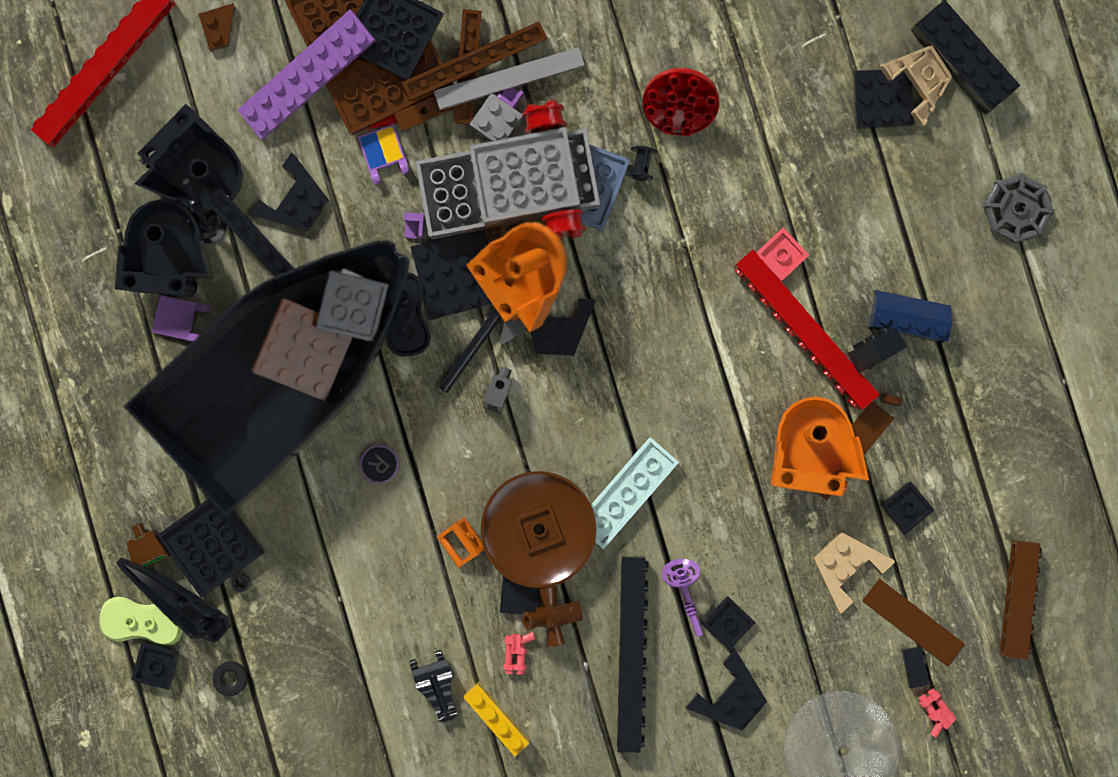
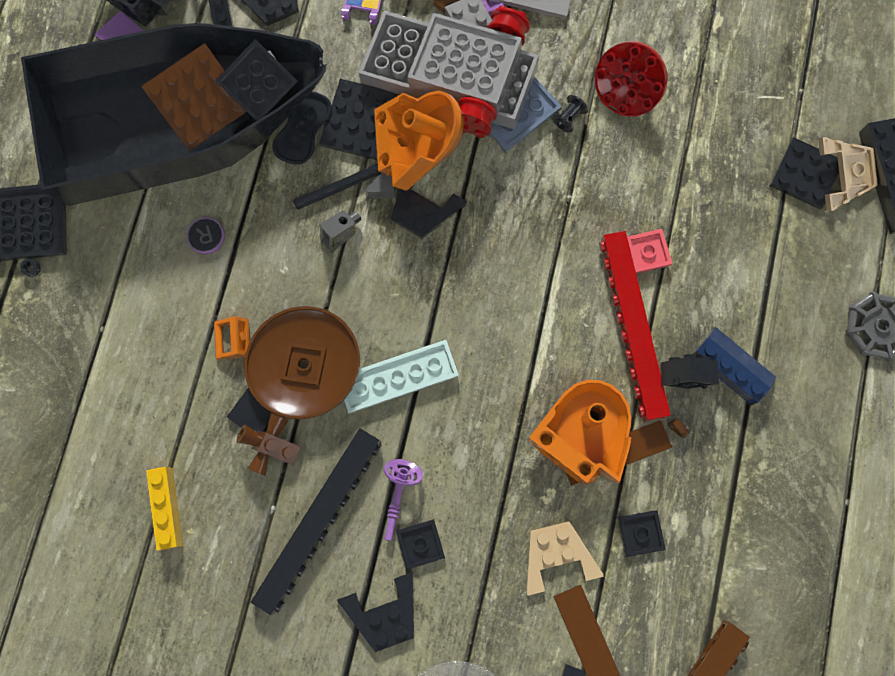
camera: 30 degrees right, 10 degrees down
(414, 225) = (353, 64): medium lavender panel -> none
(435, 684) = (132, 446): black animal -> none
(515, 645) = (222, 454): coral piece -> none

